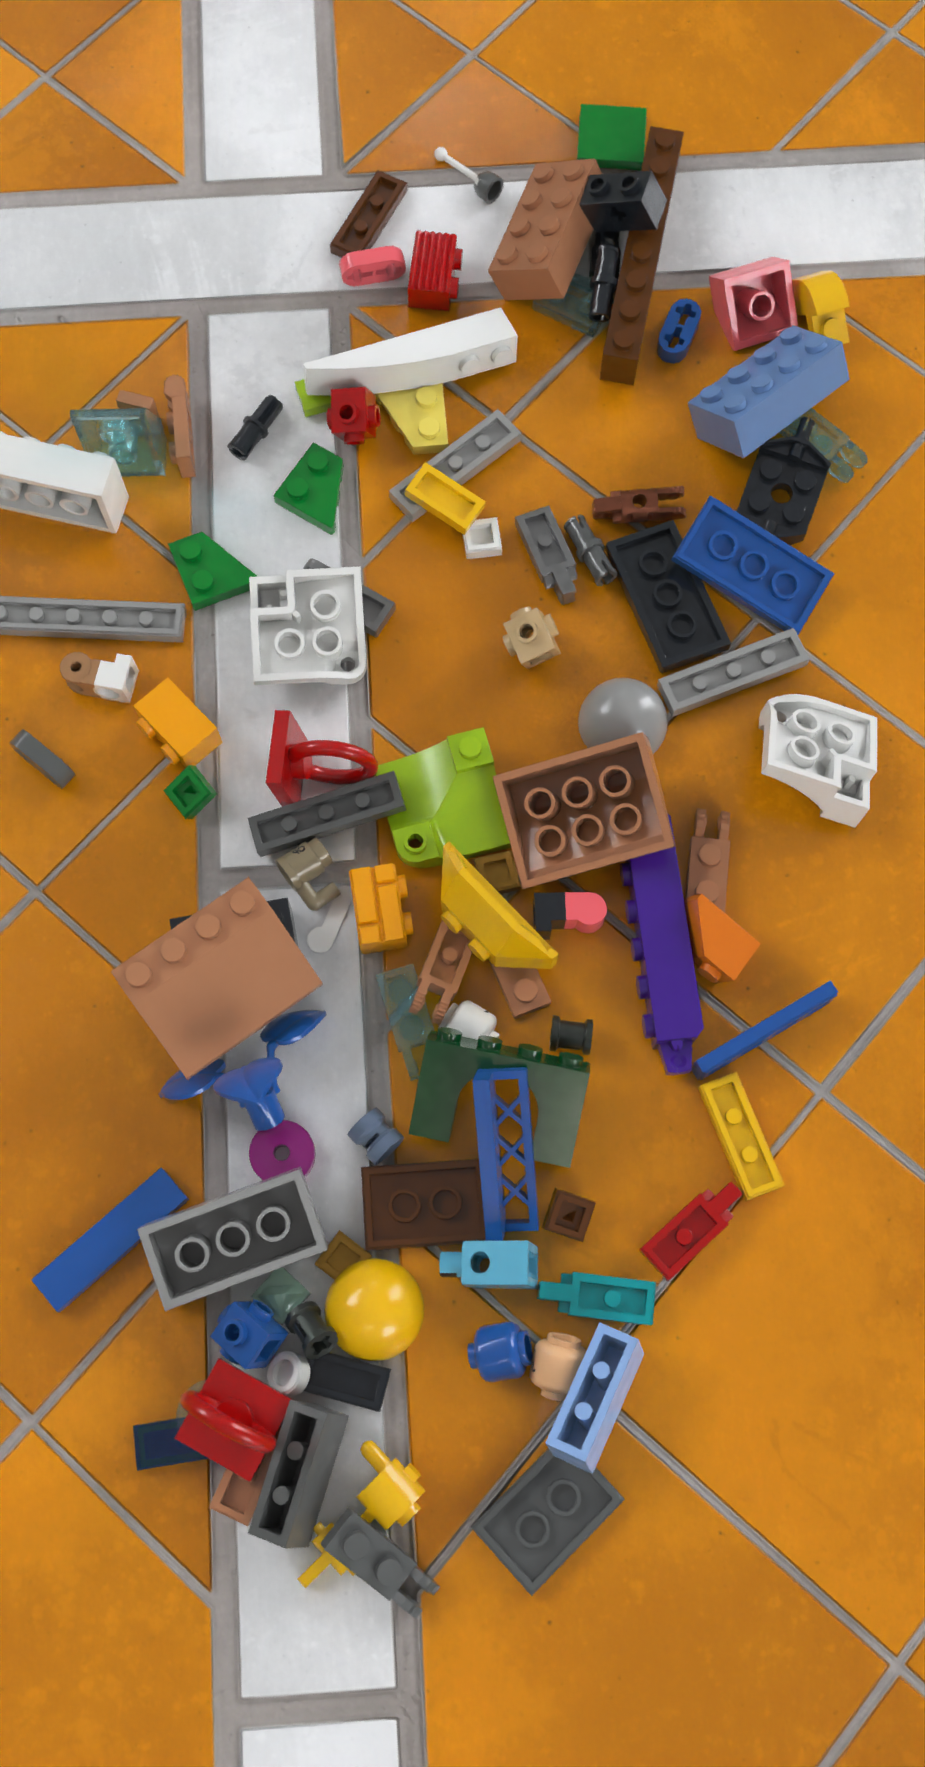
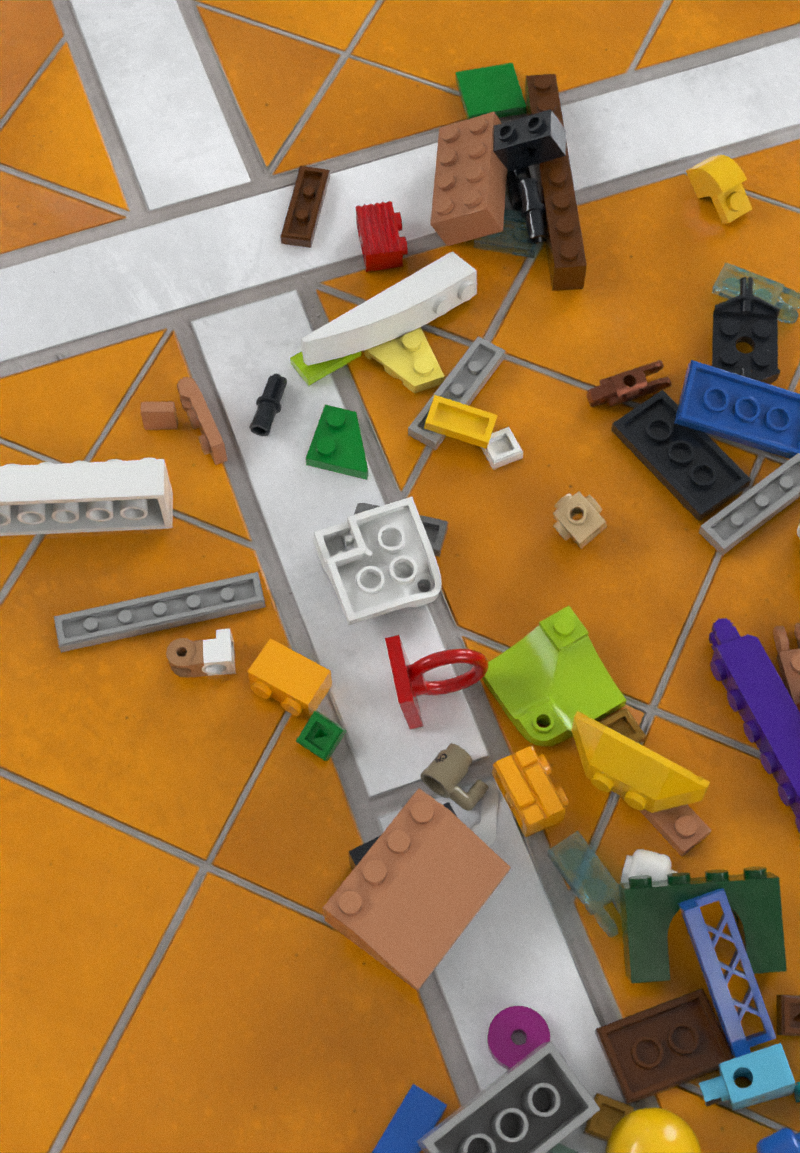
camera: 15 degrees left, 10 degrees down
(42, 759) = (175, 743): dark grey beam -> none
(128, 435) = (162, 437): clear light blue slope -> none
(208, 570) = (269, 538): green wing -> none
(256, 1082) = (480, 976): blue plant -> none
(326, 814) = (453, 720): dark grey plate -> none
(353, 415) = (350, 362): red brick -> none
(372, 266) = (324, 245): coral beam -> none
(375, 1136) = (591, 992): sand blue wheel -> none
(442, 971) = (607, 829): nougat hinge -> none
(487, 184) = (398, 156): dark grey hinge -> none
(548, 552) = (565, 444): flat silver hinge -> none
(568, 911) = (698, 745): leg -> none
(571, 1035) = (740, 854): pearl dark grey bush -> none
(584, 810) = (684, 653): nougat slope -> none
(590, 550) = (600, 433): dark grey pin -> none
(620, 710) = (680, 570): light grey piece -> none
(673, 329) = (601, 234): blue beam -> none
(754, 301) = (663, 195): coral slope -> none
(769, 390) = (705, 264): medium blue brick -> none

